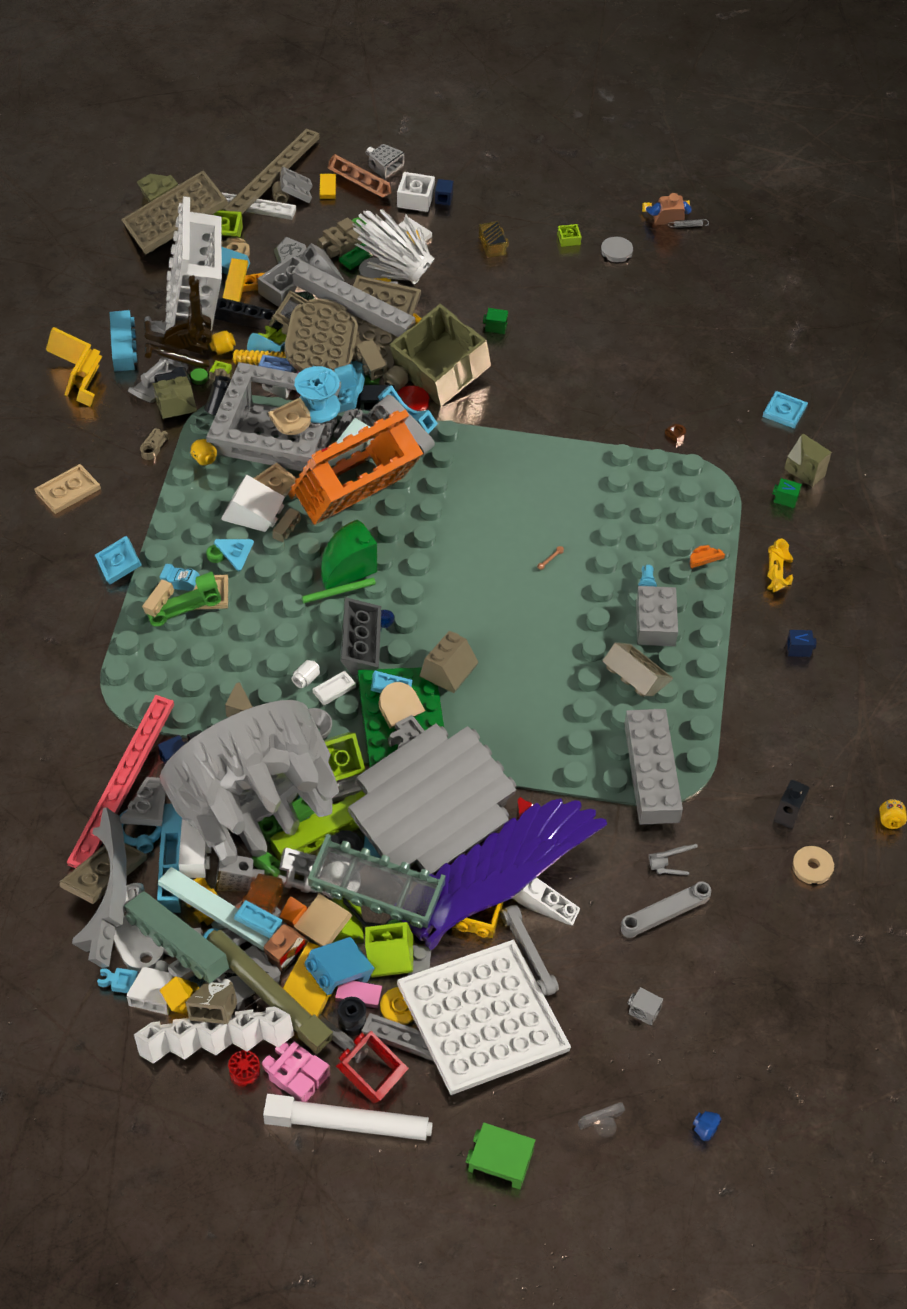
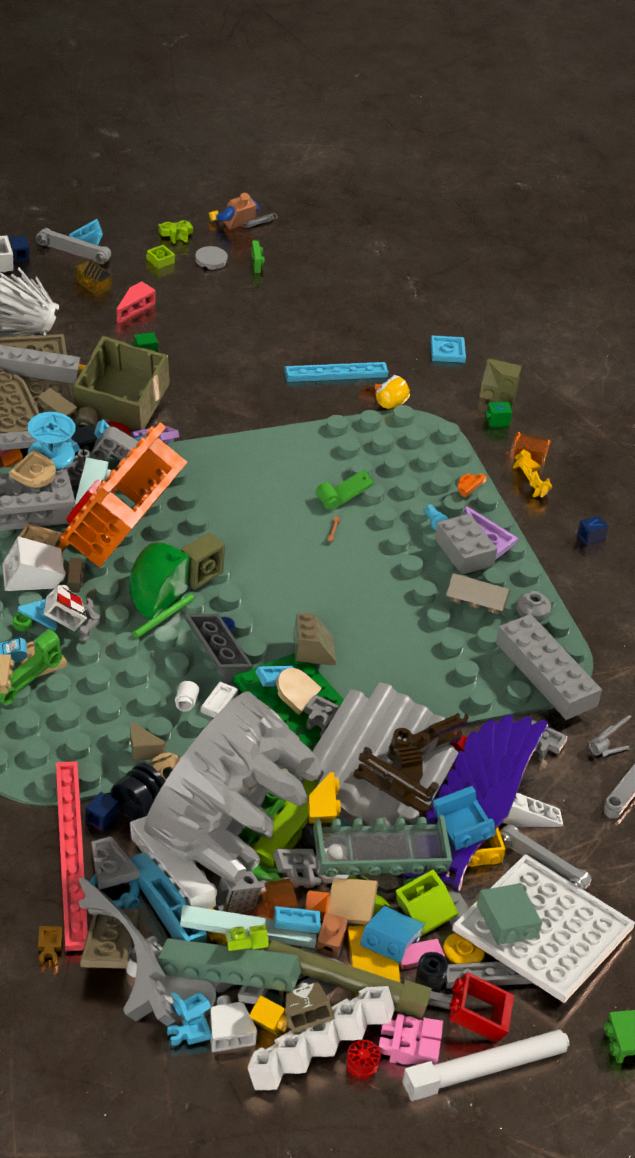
camera: 30 degrees left, 10 degrees down
(58, 853) = (50, 941): none -> pearl gold plate
(127, 960) = (191, 1007): none -> medium azure bracket
(198, 918) = (242, 938): none -> lime plate
(253, 553) = (65, 607): none -> white torso
(276, 562) = (92, 622): none -> light grey piece
(345, 819) = (323, 800): none -> yellow slope
(398, 550) = (205, 559): none -> olive slope
(446, 412) = (166, 436): none -> lavender wing
(446, 804) = (409, 762): none -> dark brown piece
(450, 992) = (509, 914): none -> sand green brick
(466, 885) = (464, 818): none -> dark azure panel
(512, 197) = (89, 233): none -> medium azure slope
(513, 217) = (73, 246): none -> light grey piece
(515, 273) = (135, 300): none -> coral slope
(569, 525) = (336, 496): none -> bright green door
(601, 212) = (176, 231): none -> lime plate
(609, 836) = (550, 740): none -> light grey plate
(657, 263) = (257, 256): none -> bright green plate
(660, 400) = (336, 371): none -> medium azure tile
(681, 706) = (539, 610): none -> light grey piece
(690, 615) = (500, 537): none -> lavender wing
(693, 439) = (392, 393): none -> yellow piece
(800, 540) = (535, 445): none -> clear orange brick

